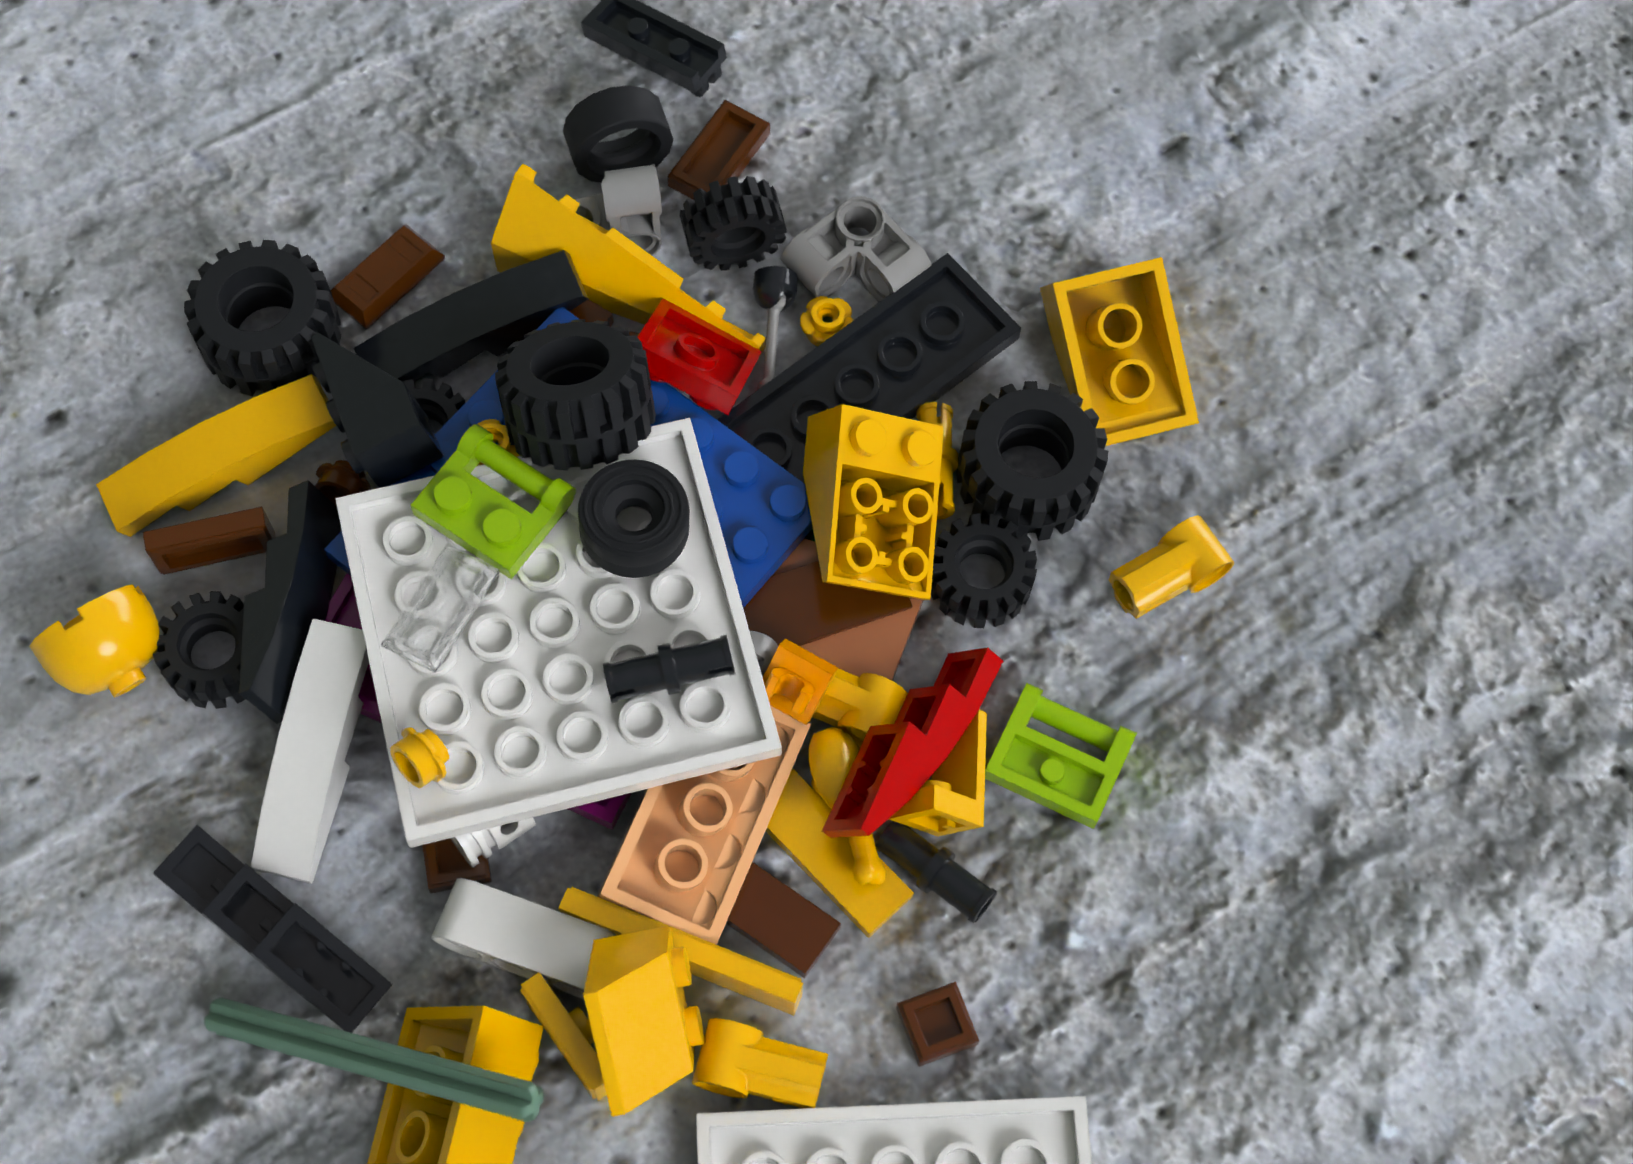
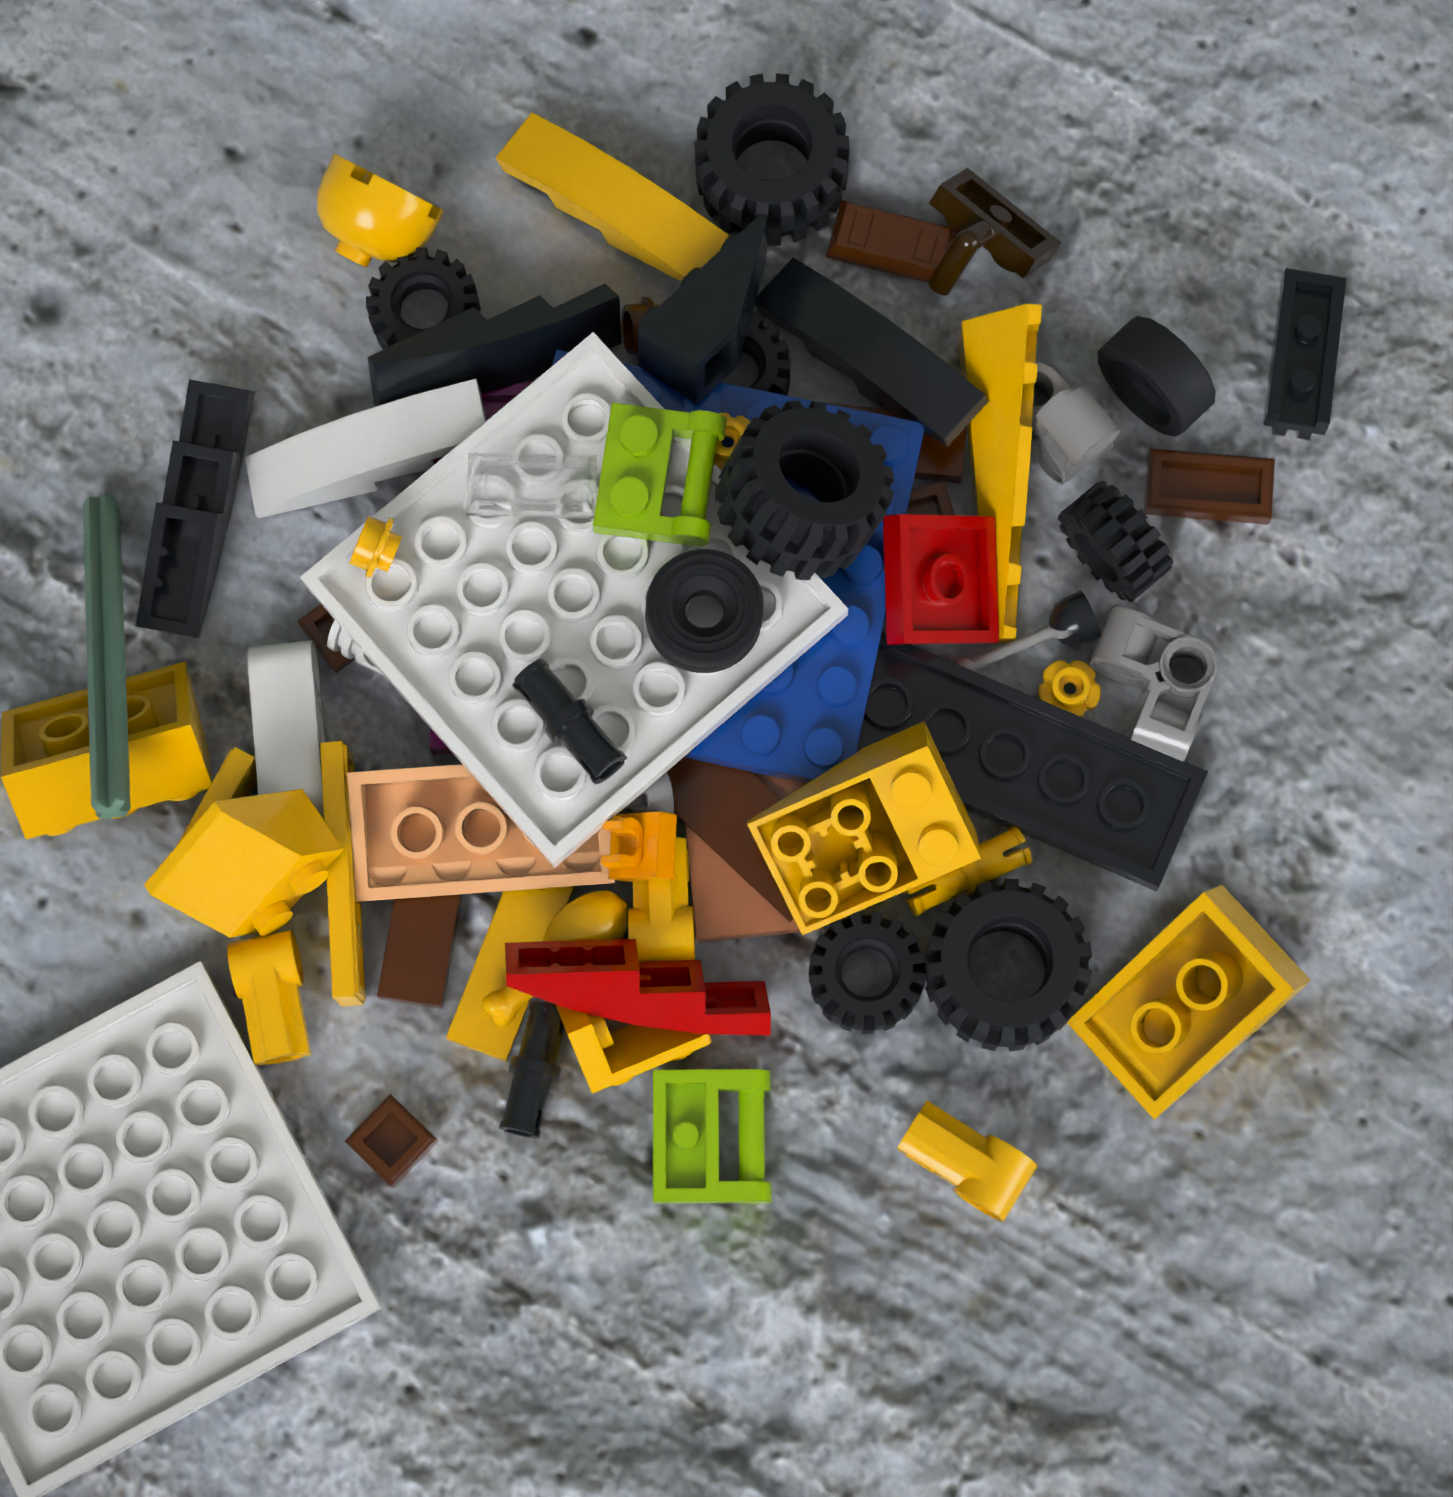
camera: 70 degrees right, 10 degrees up
(209, 540) = (525, 245): reddish brown tile -> none
(429, 194) = (988, 221): none -> dark brown plate

